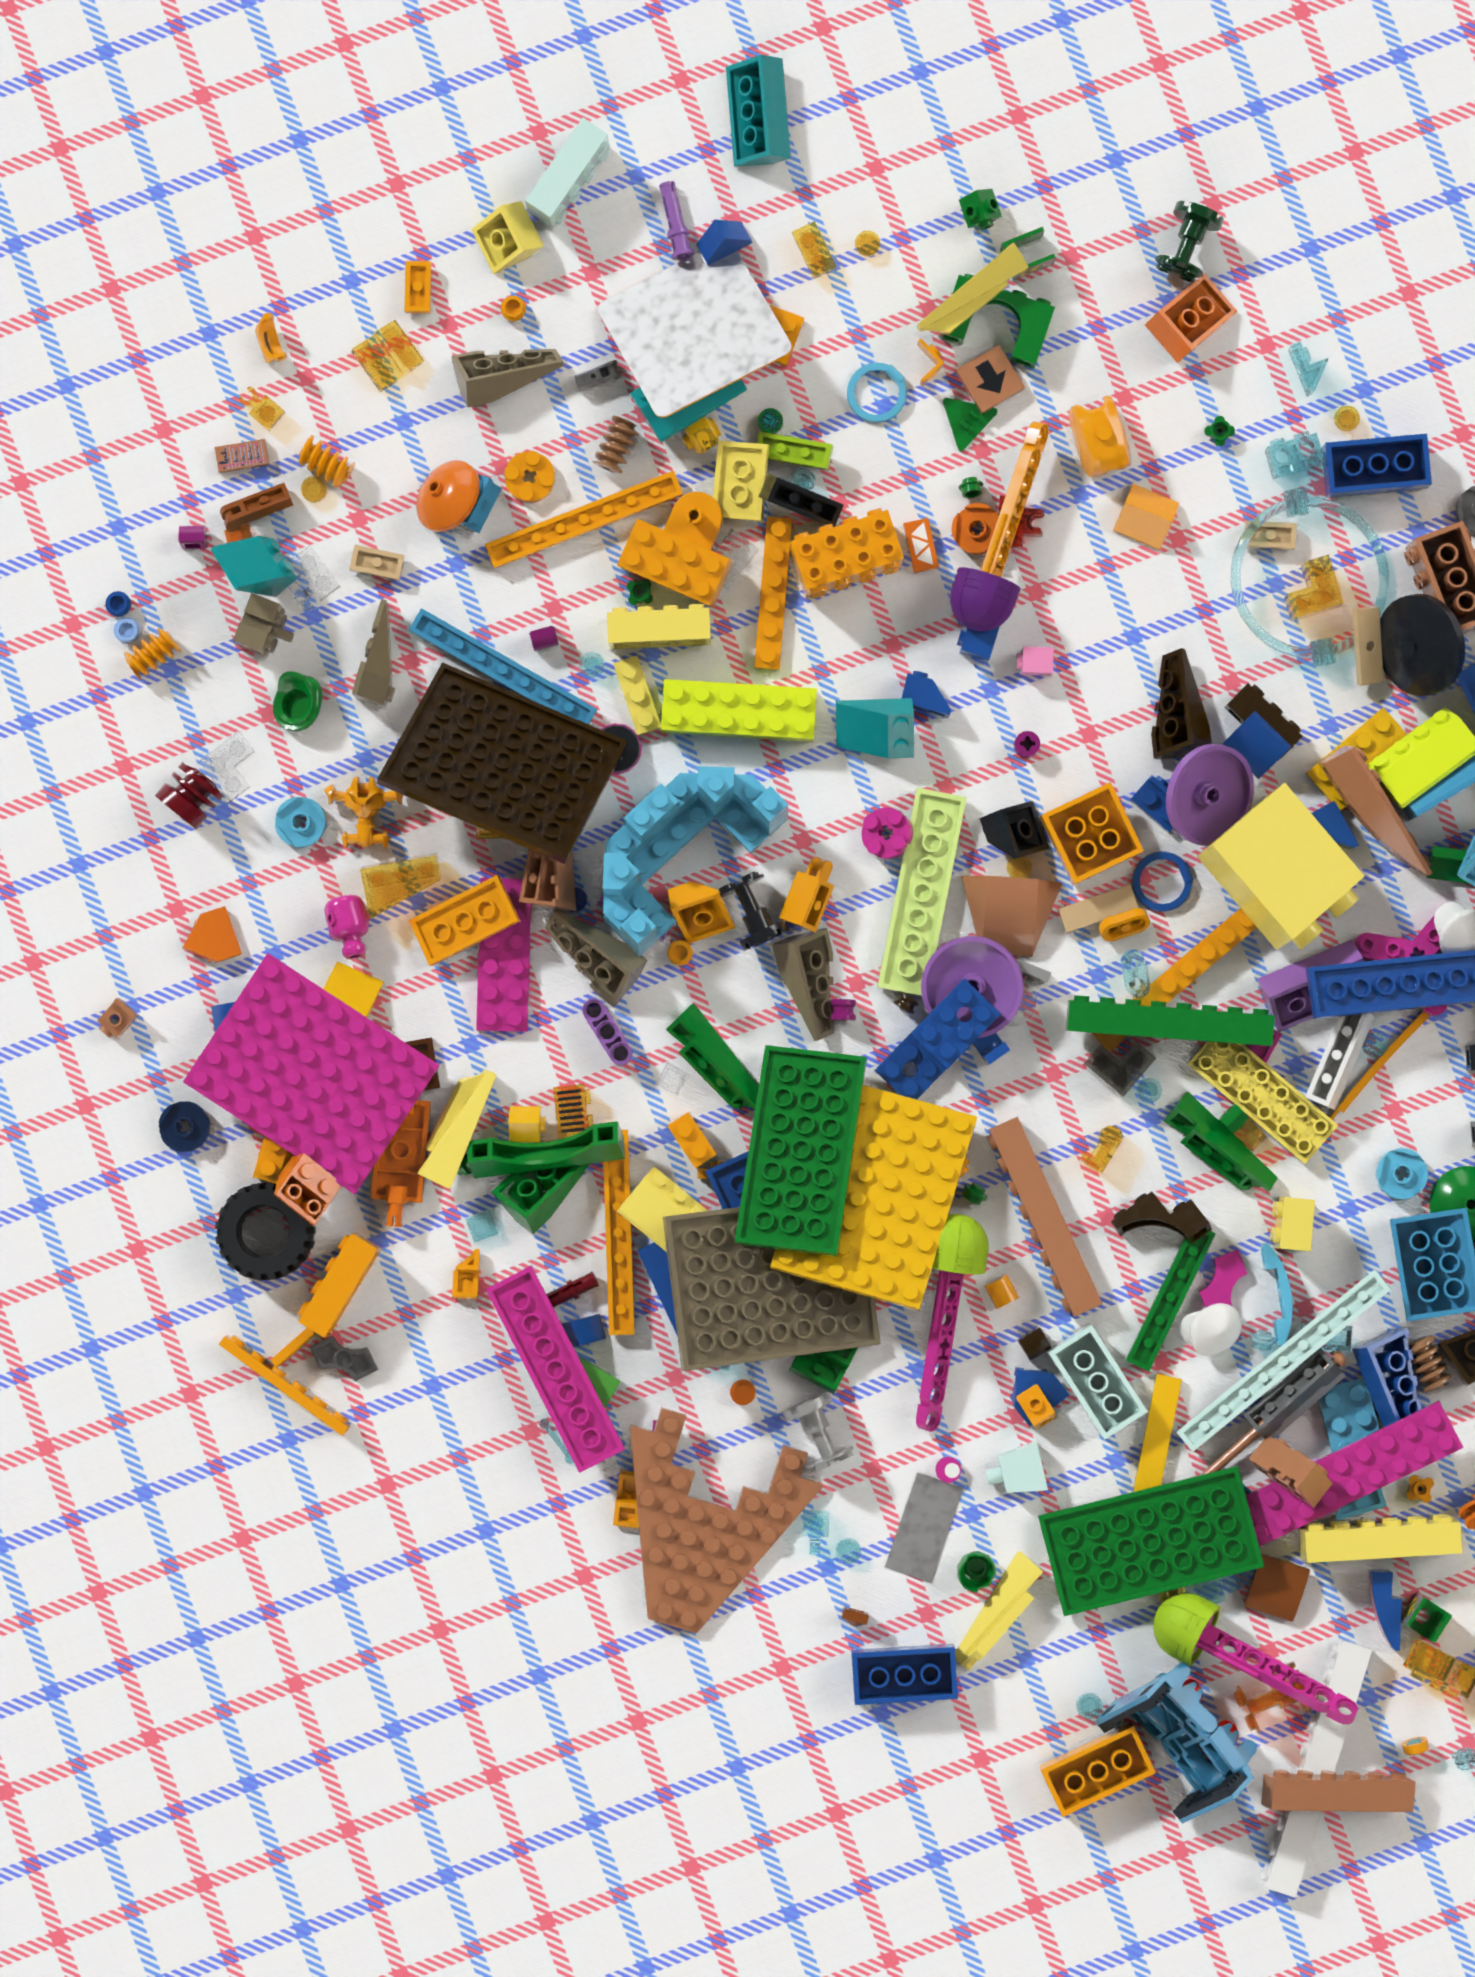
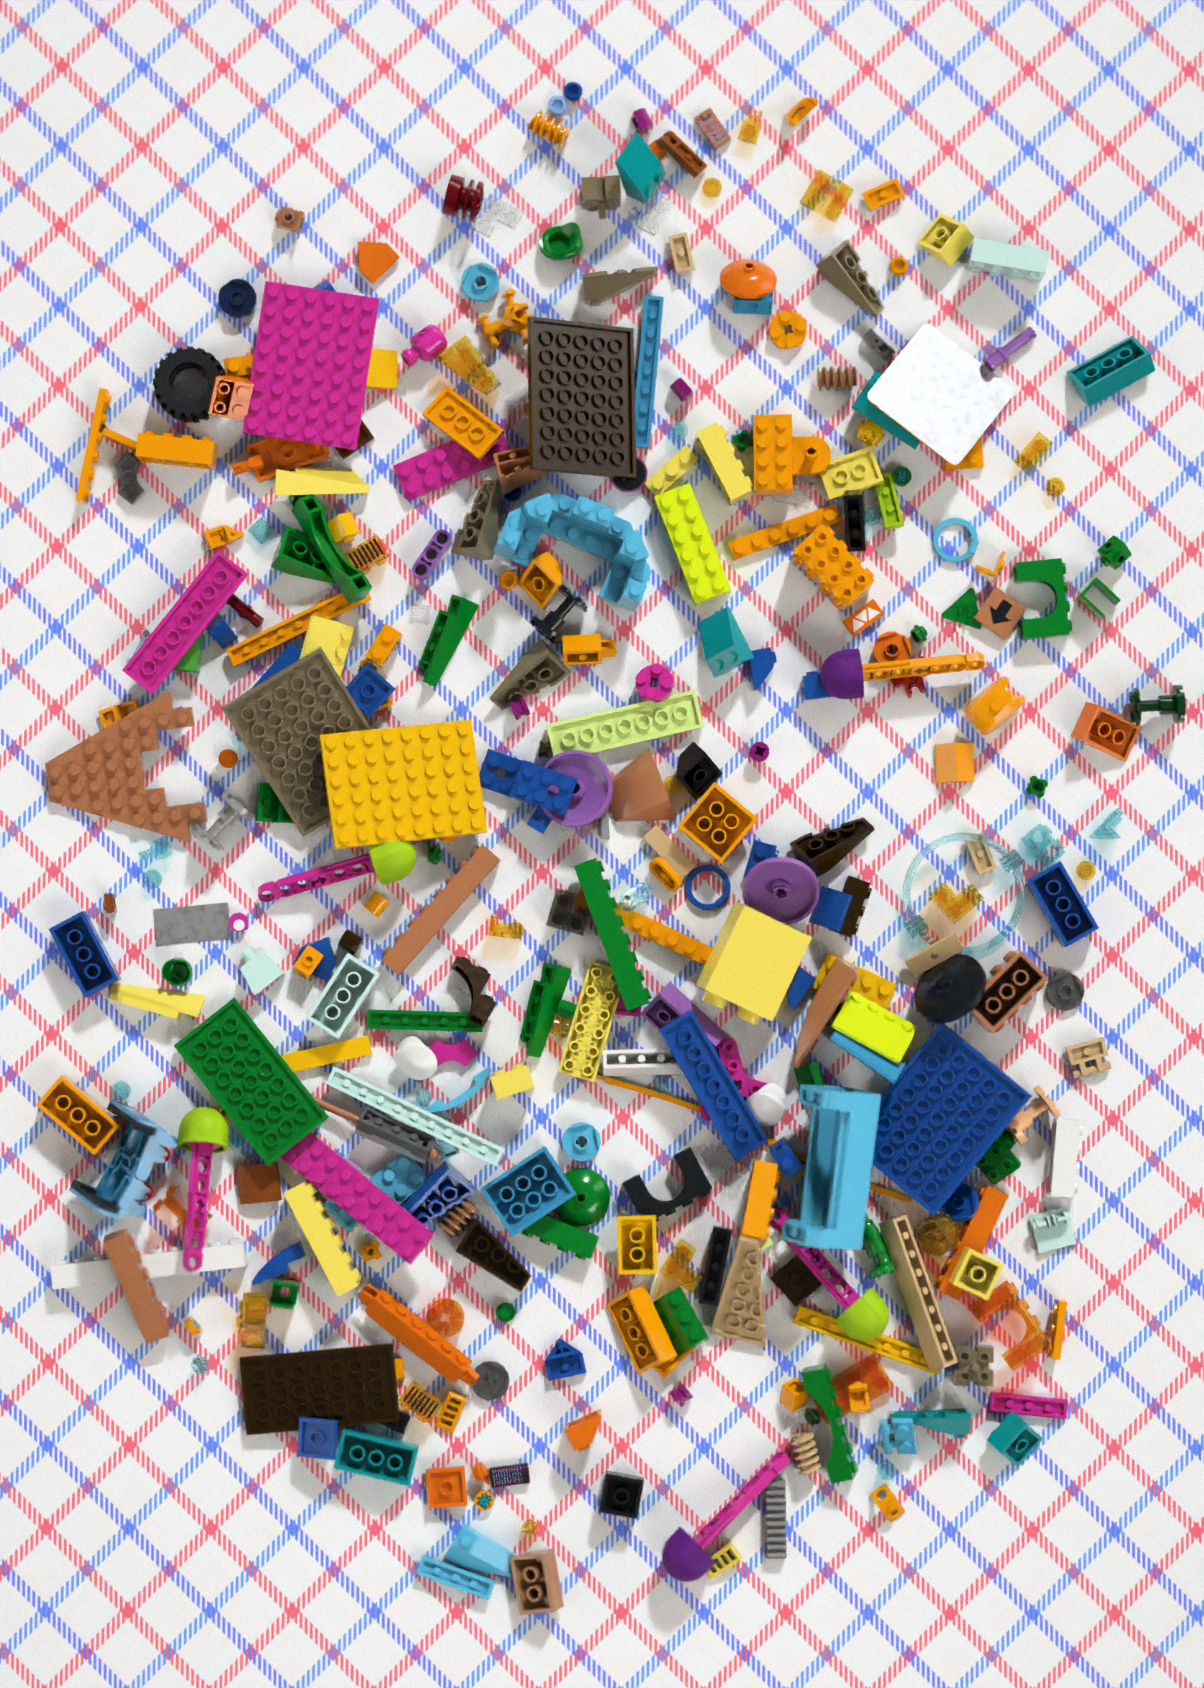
camera: 60 degrees right, 0 degrees up
(324, 462) = (732, 186): light orange piece -> none
(584, 519) = (775, 380): light orange plate -> none
(722, 239) = (1012, 387): blue slope -> none
(801, 1150) = (408, 721): green plate -> none
(975, 292) = (1053, 574): light yellow wedge -> none
(1035, 661) = (819, 731): bright pink brick -> none
(1149, 1090) = (560, 942): clear light blue plate -> none
(1291, 1470) = (342, 1154): nougat wedge -> none

